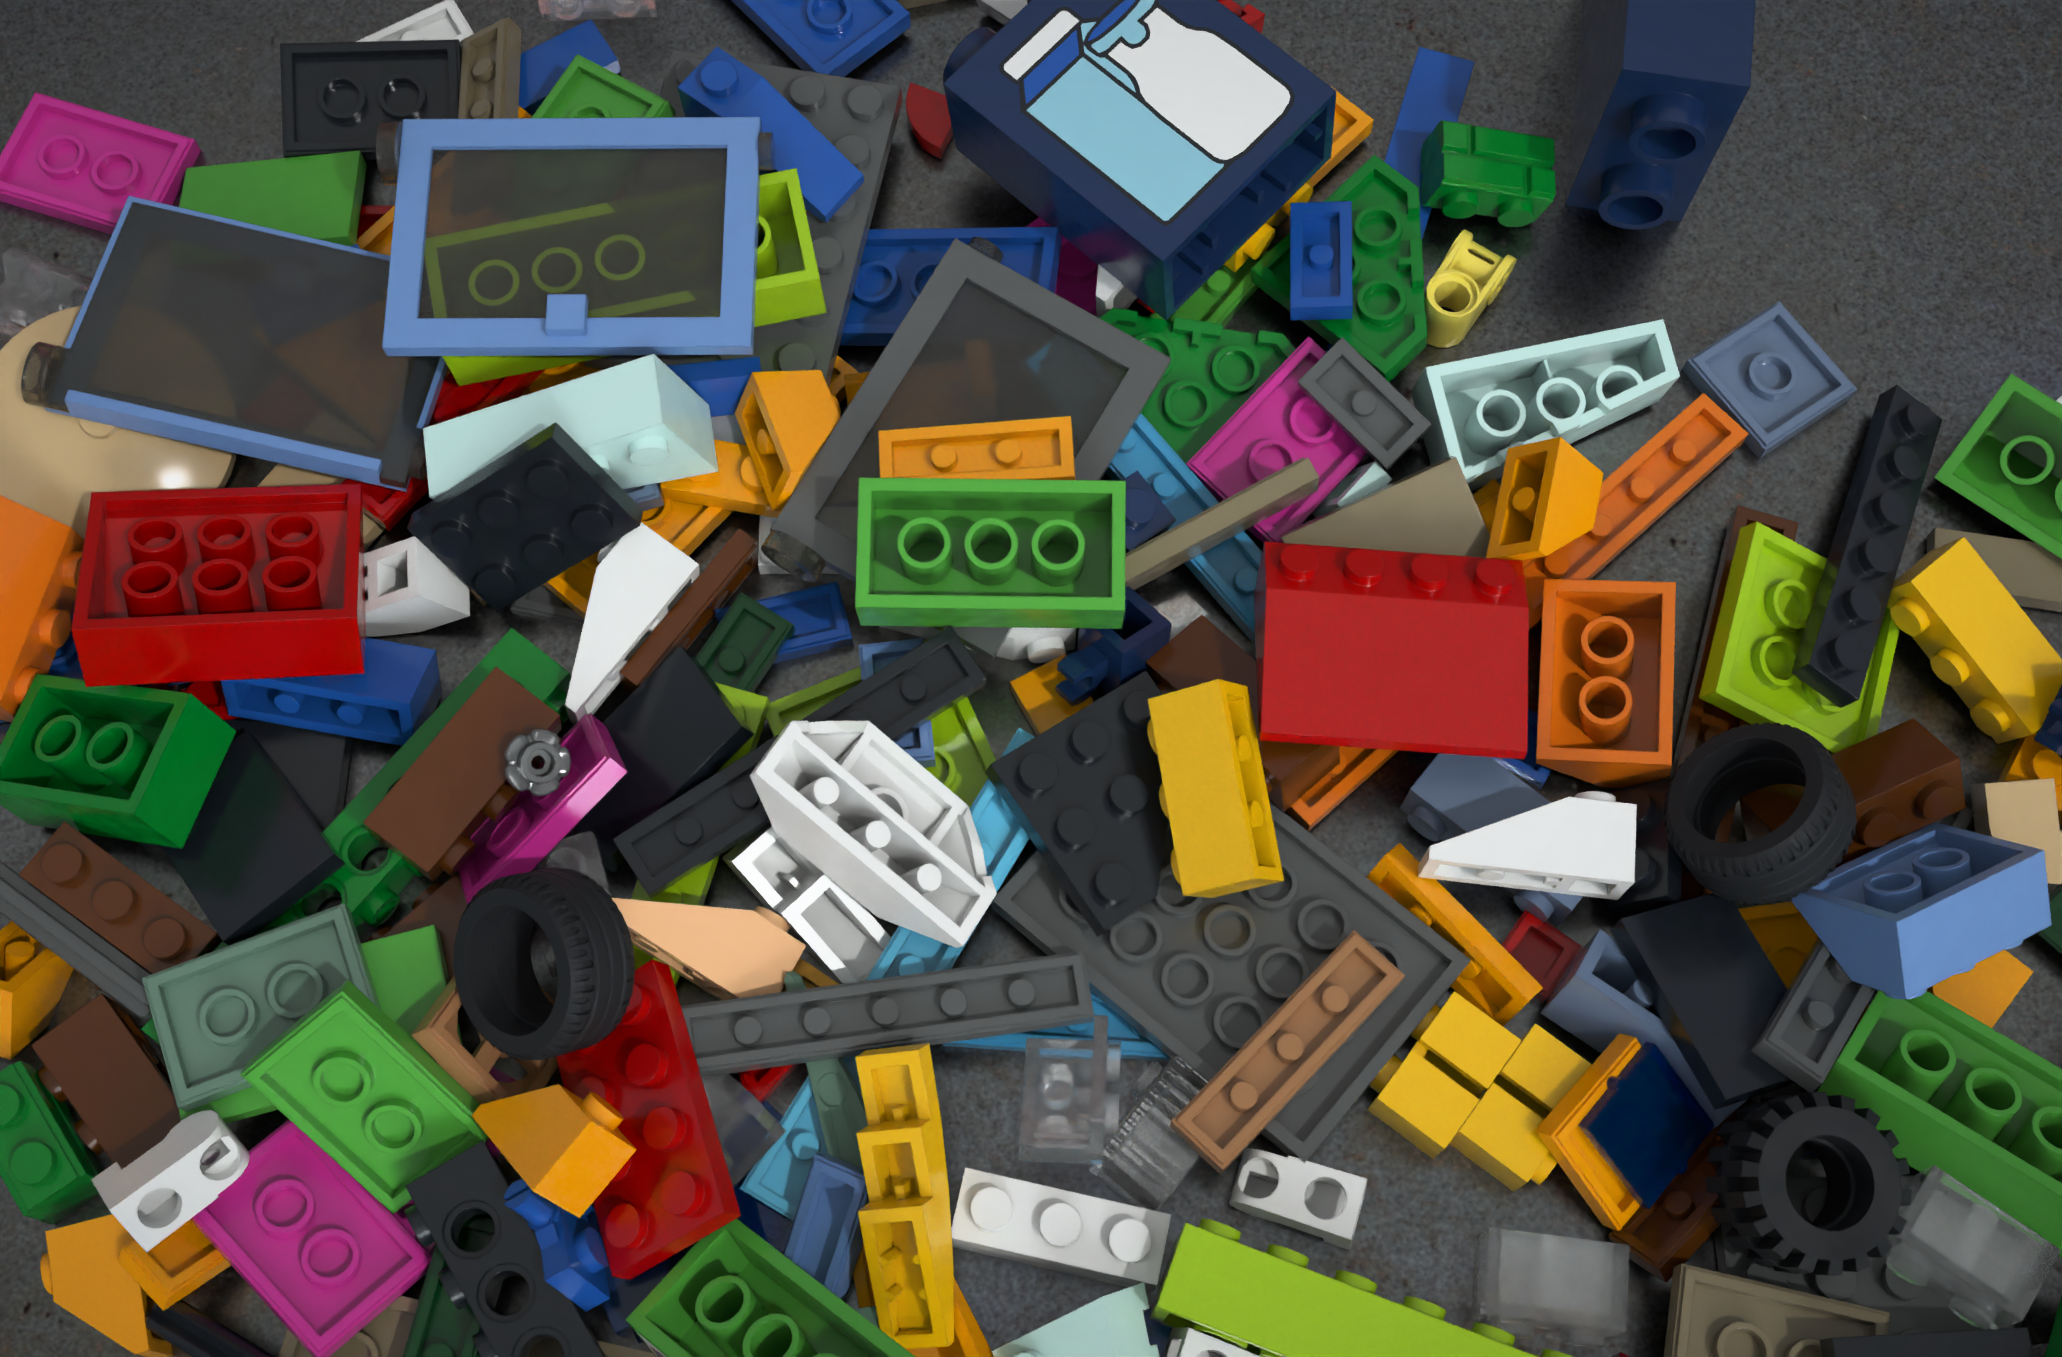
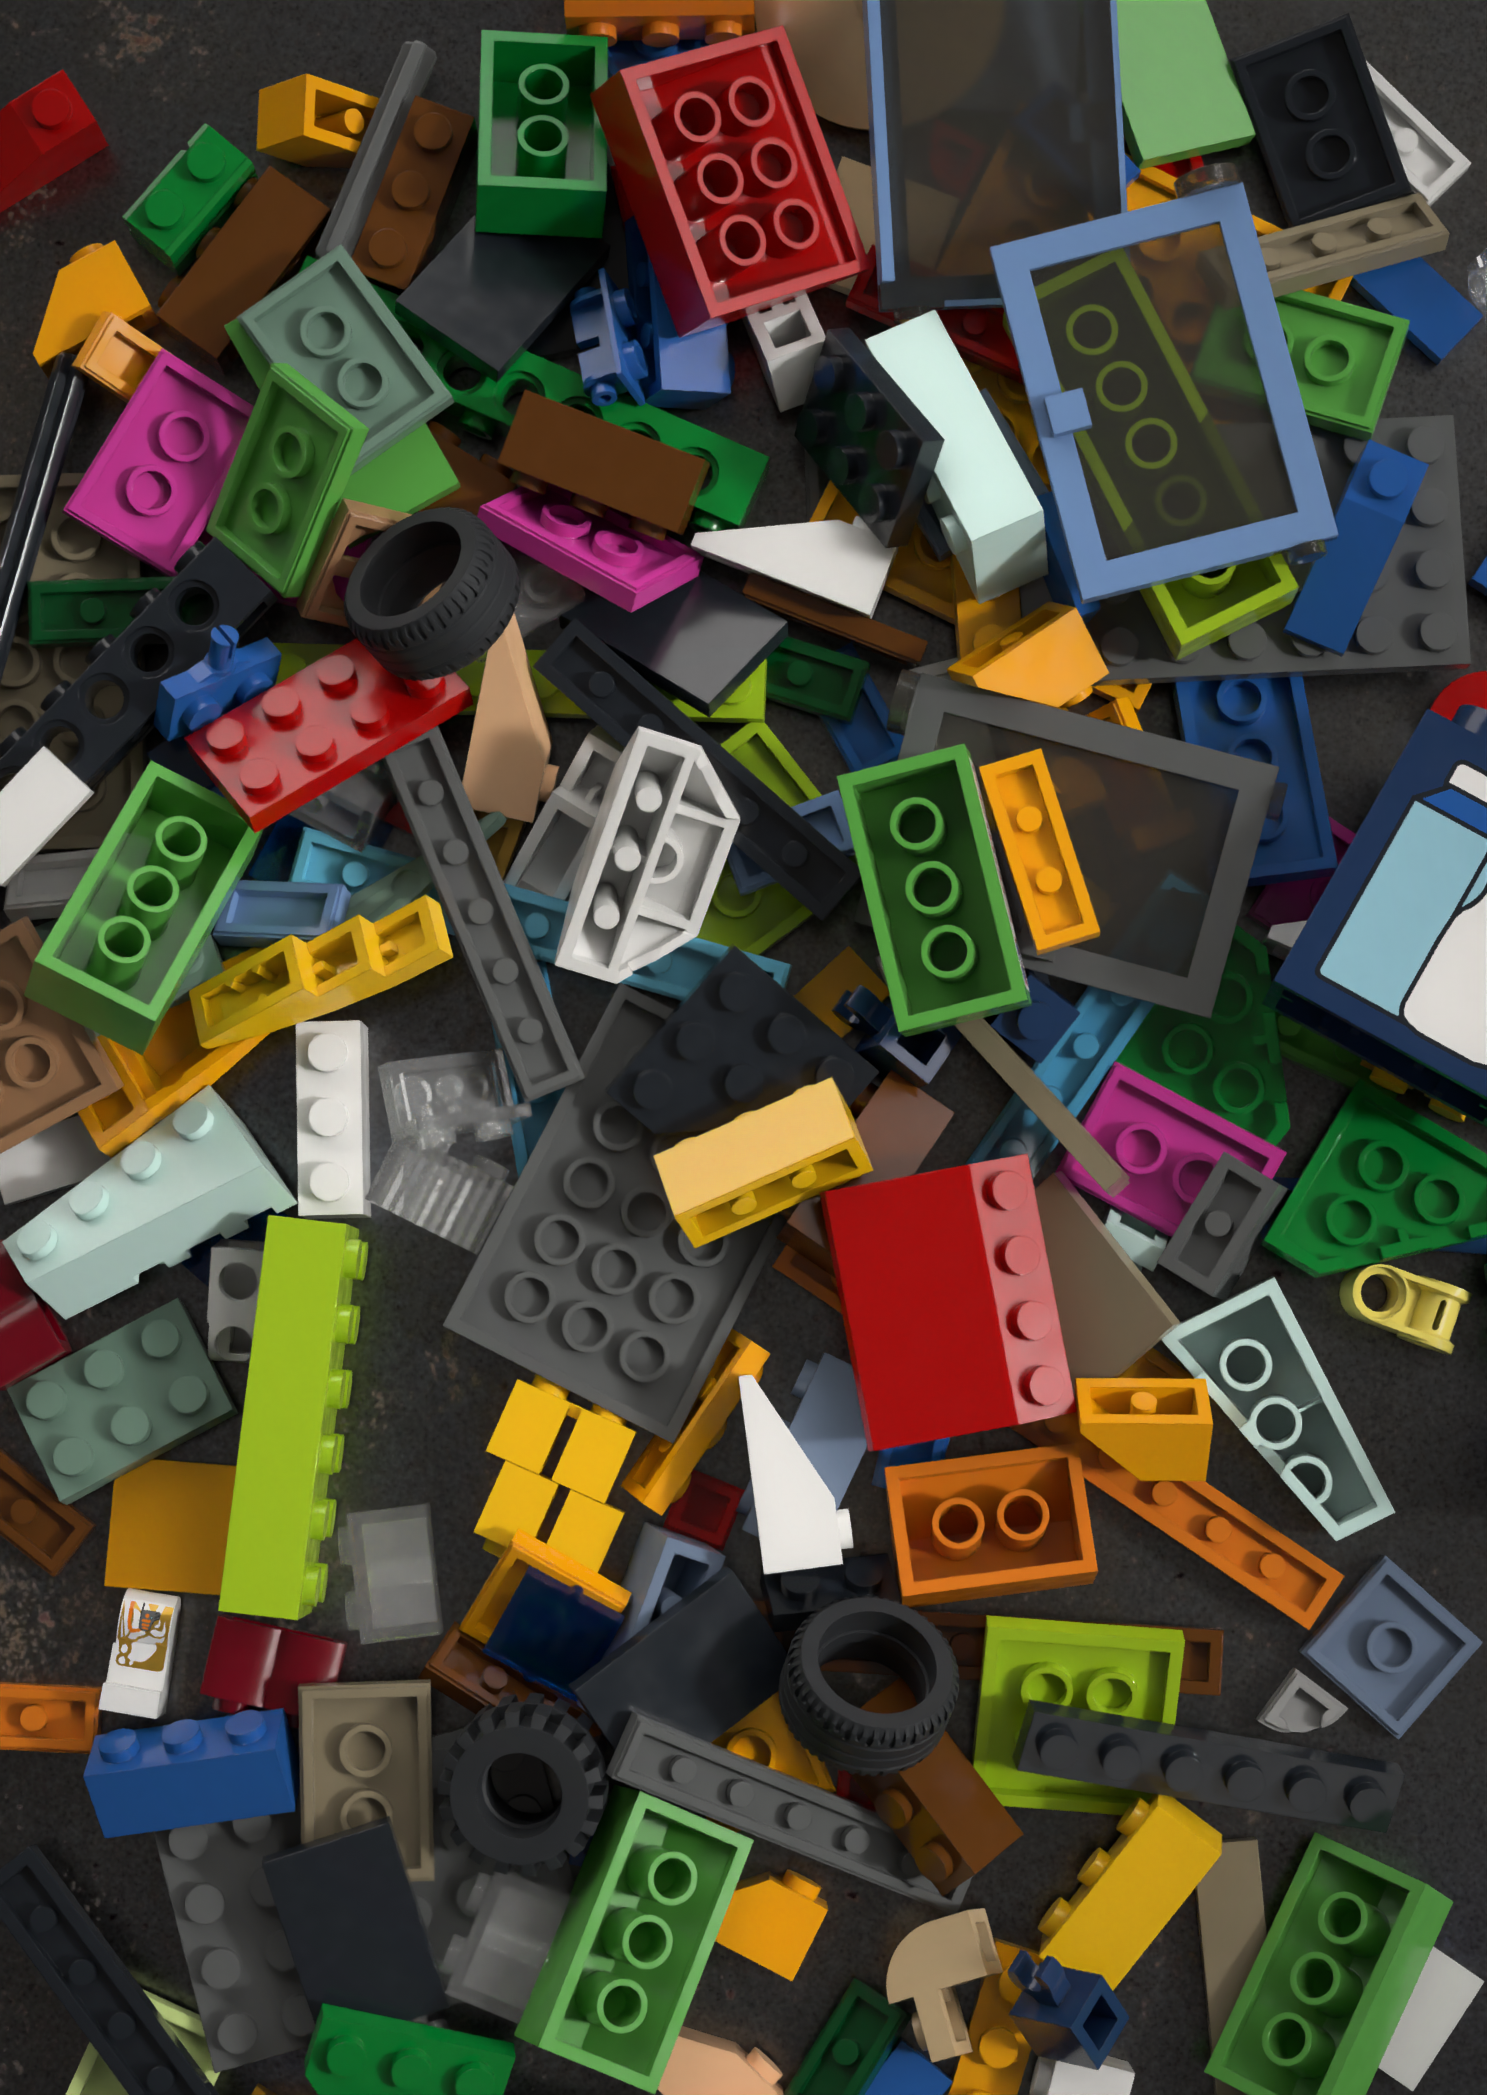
camera: 75 degrees right, 15 degrees up
(173, 1178) = (177, 335): white leg -> none
(368, 746) = (607, 319): none -> blue hinge
(520, 754) = (633, 515): dark grey plate -> none
(558, 1143) = (277, 656): light orange slope -> none
(1286, 1052) = (539, 1288): medium nougat tile -> none
(1299, 1195) = (416, 1331): white leg -> none
(1321, 260) = (1373, 1146): blue plate -> none
(1812, 466) = (1300, 1706): none -> light grey tile
(1928, 907) = (817, 1861): medium blue slope -> none

